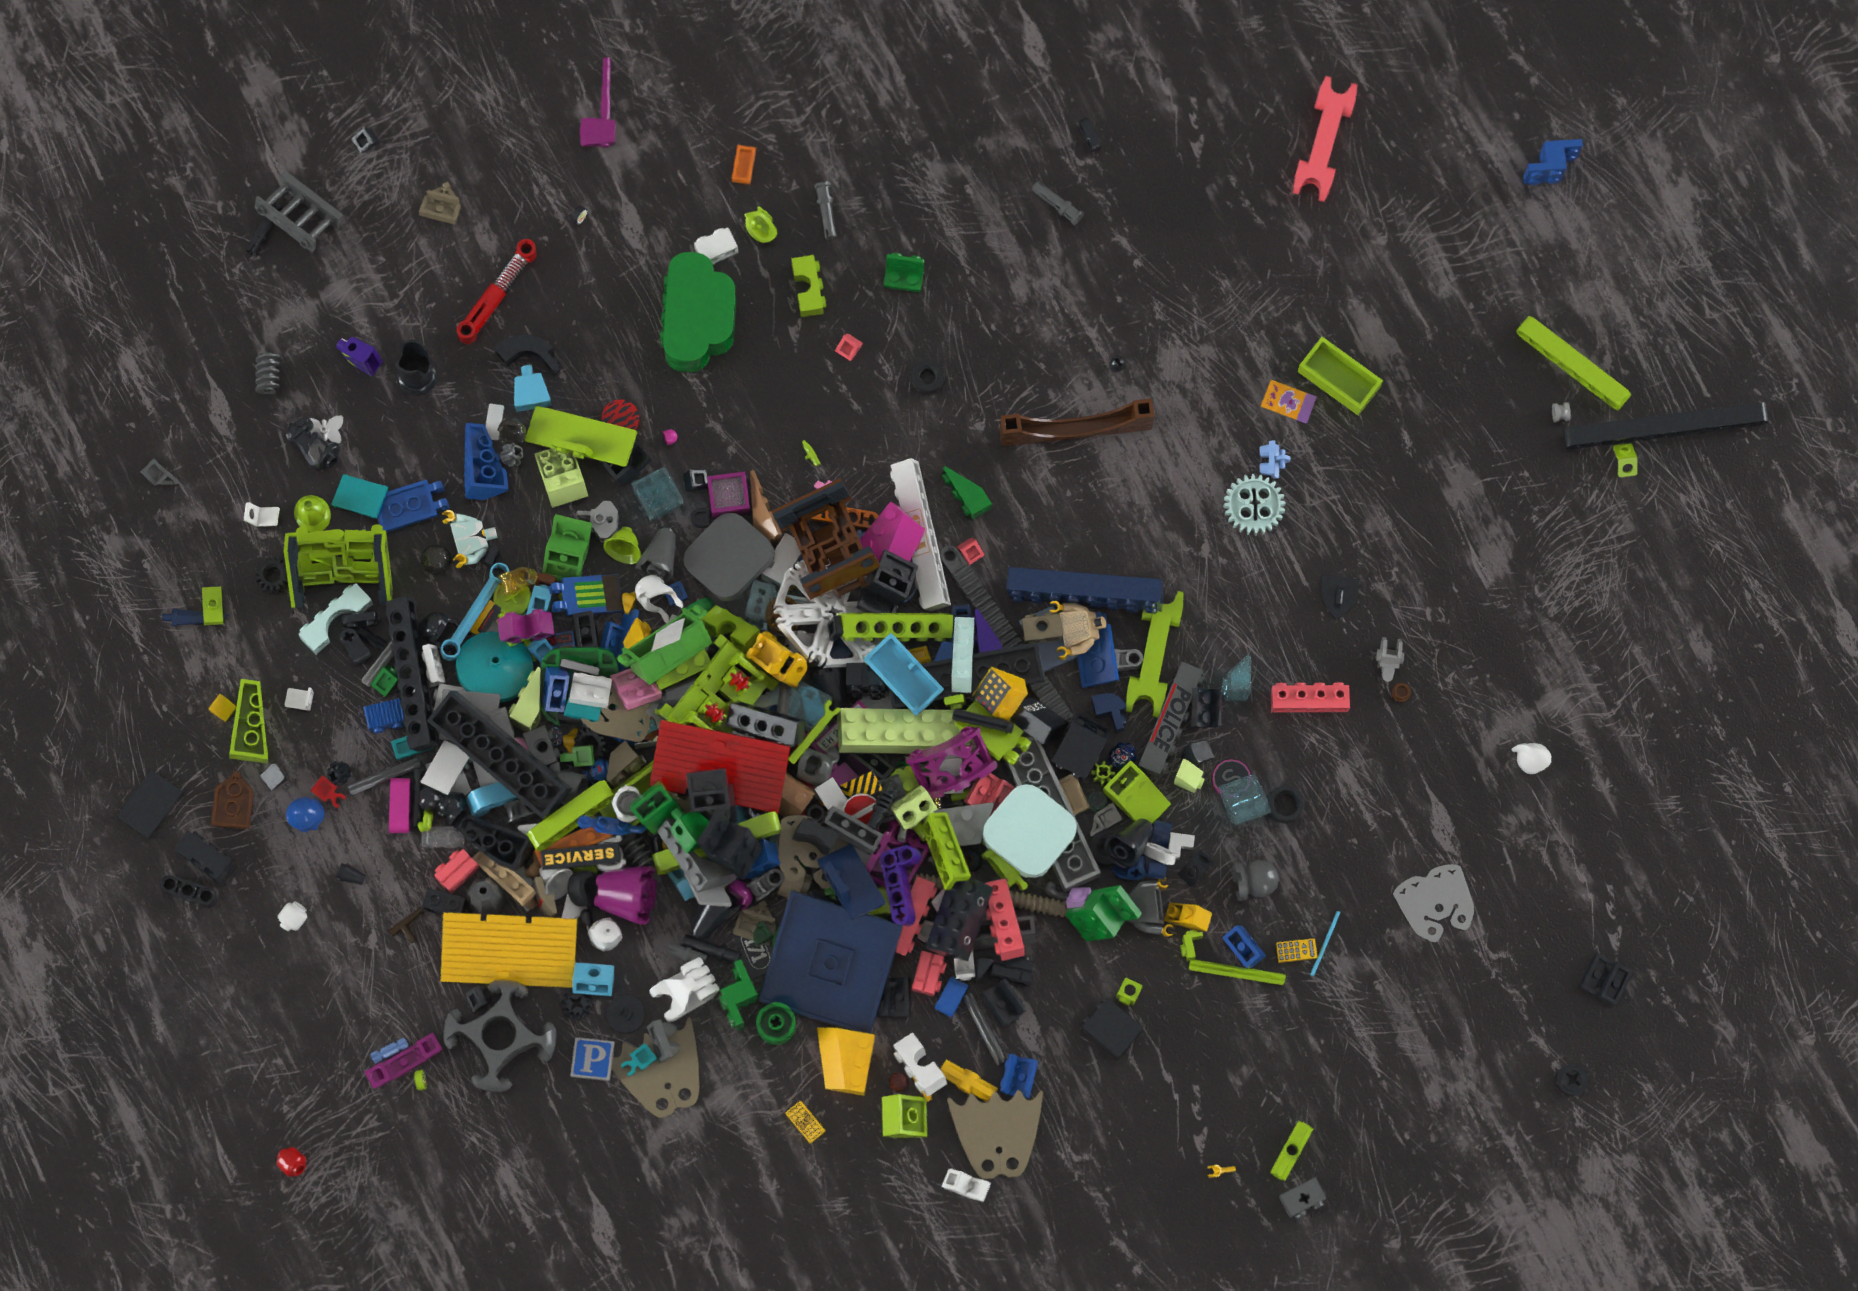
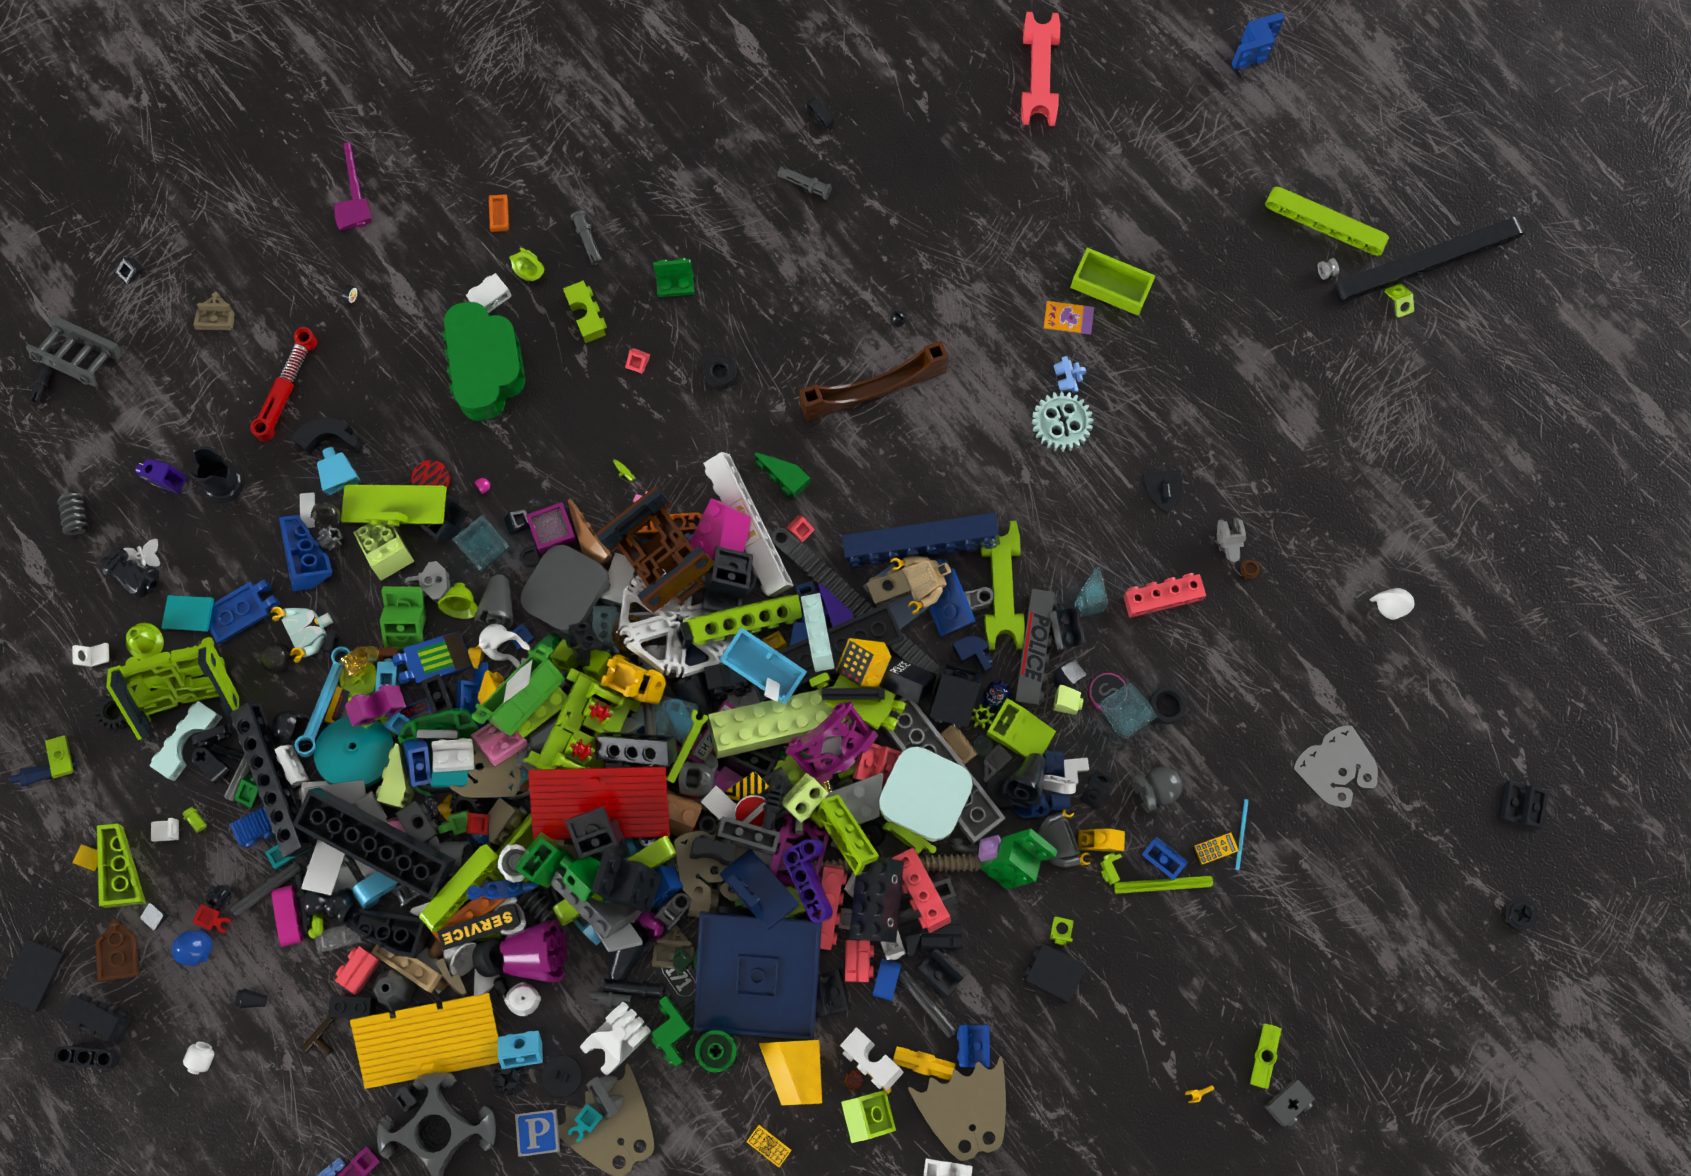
camera: 10 degrees left, 0 degrees up
(329, 695) = (194, 819): none -> lime pin
(598, 760) = (477, 823): none -> red tile
(735, 612) = (582, 641): none -> black bracket
(907, 698) = (772, 689): none -> white sticker

